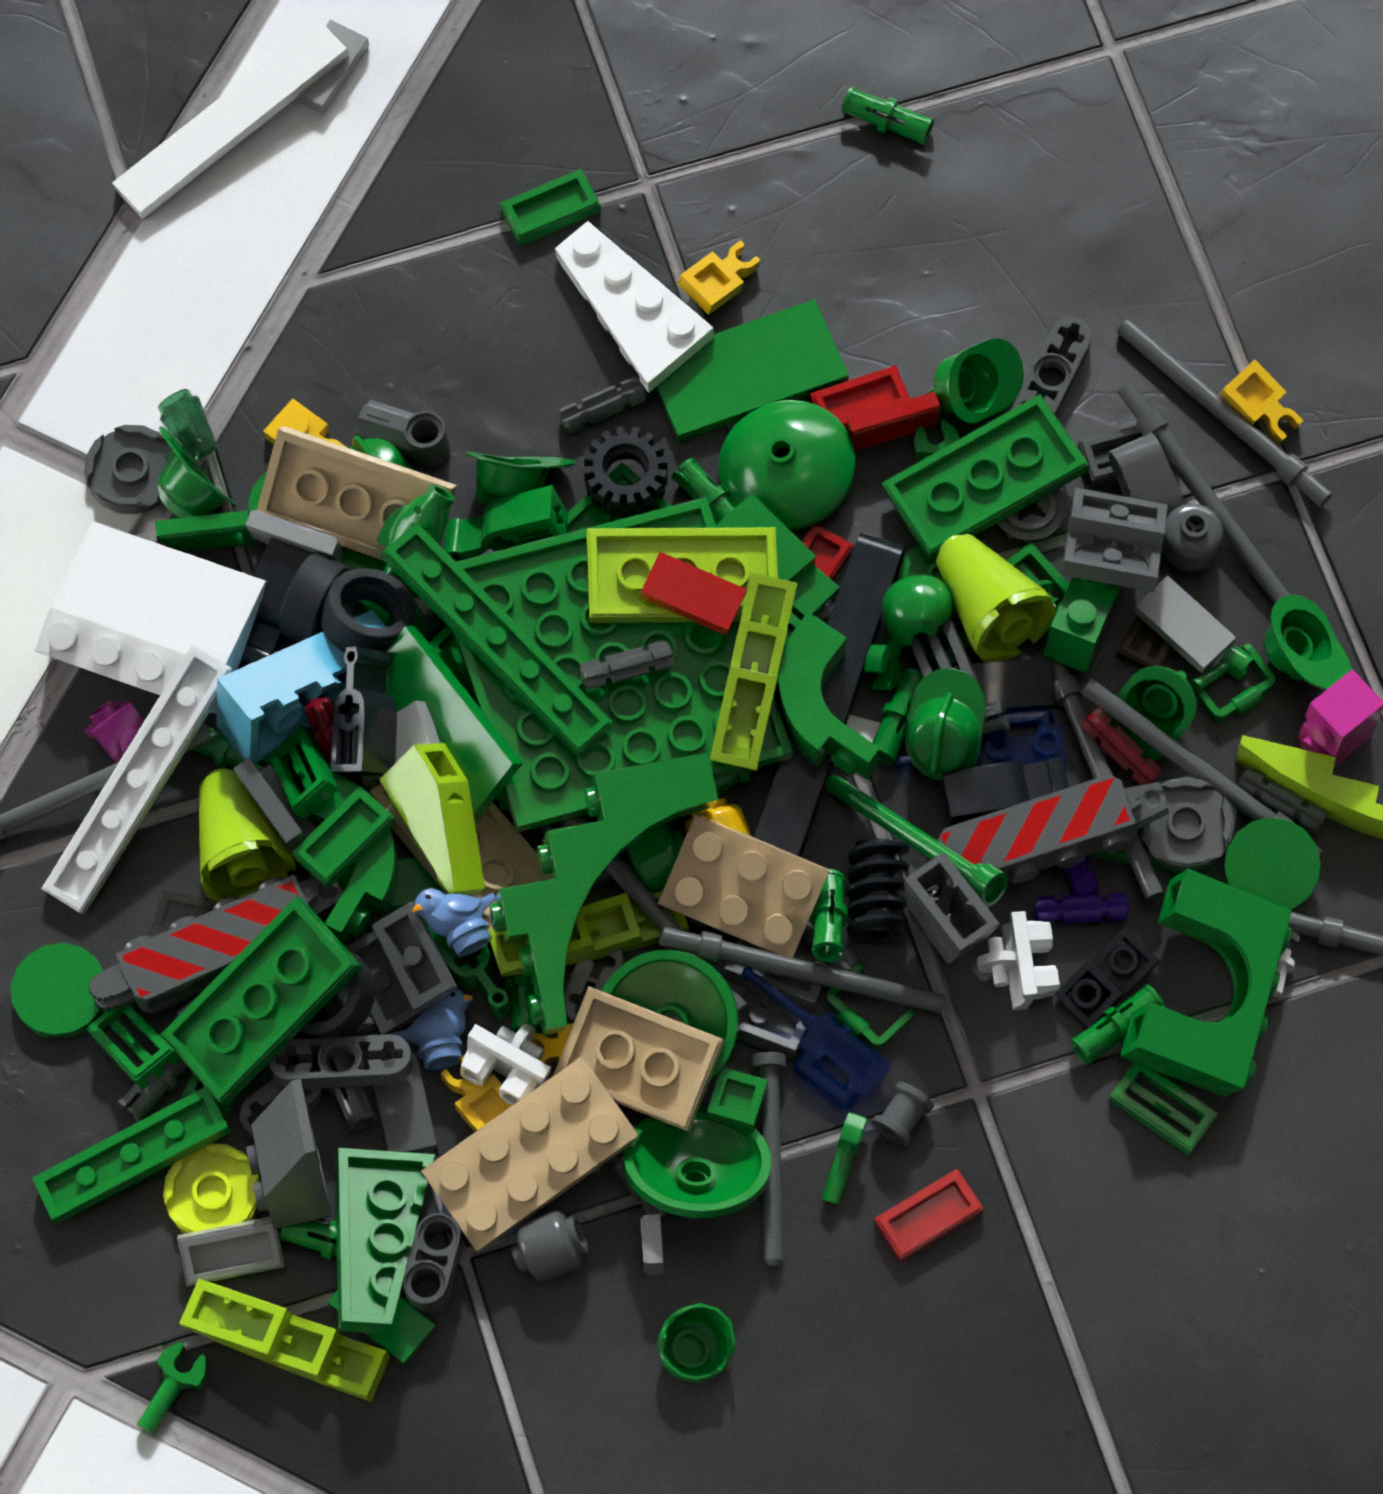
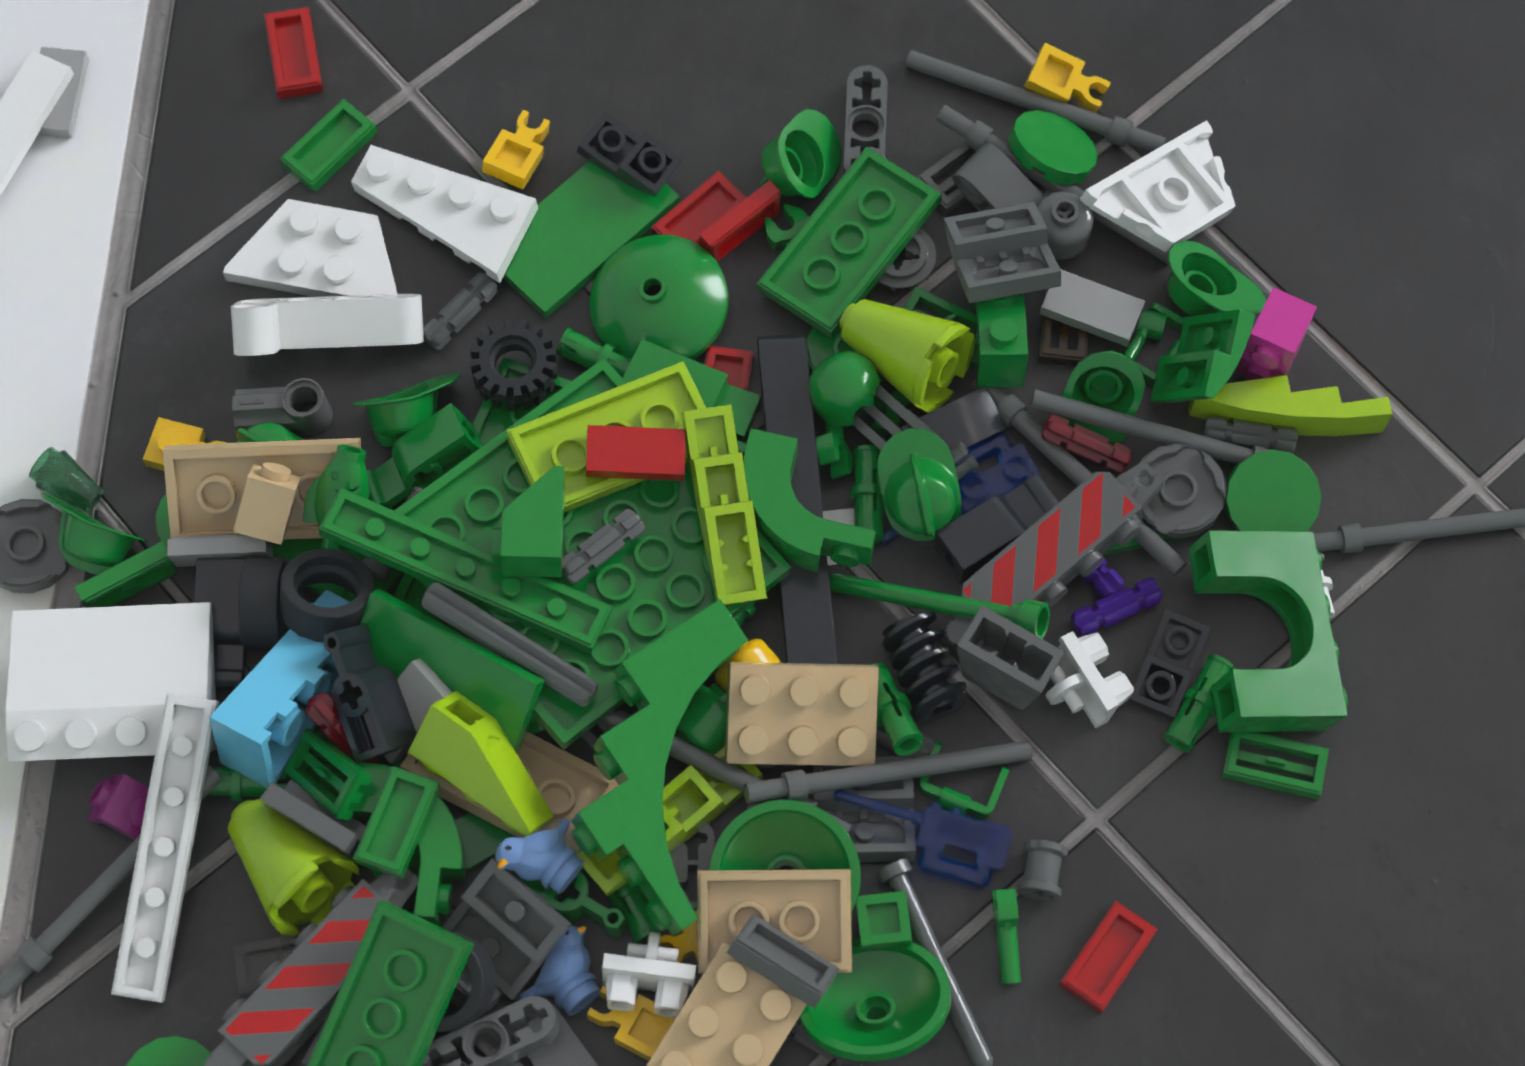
camera: 25 degrees left, 0 degrees up
(350, 511) = (267, 502): none -> tan brick
(429, 353) = (325, 322): none -> white beam
(499, 306) = (316, 253): none -> white wing
(507, 719) = (509, 644): none -> dark grey axle
(555, 108) = (293, 52): none -> red tile
(570, 625) = (533, 529): none -> green slope
(627, 1094) = (783, 960): none -> dark grey tile
(816, 320) = (628, 157): none -> black slope
(1217, 461) = (1052, 147): none -> green tile
(1265, 712) = (1205, 357): none -> green slope
(1306, 544) = (1167, 192): none -> white wing

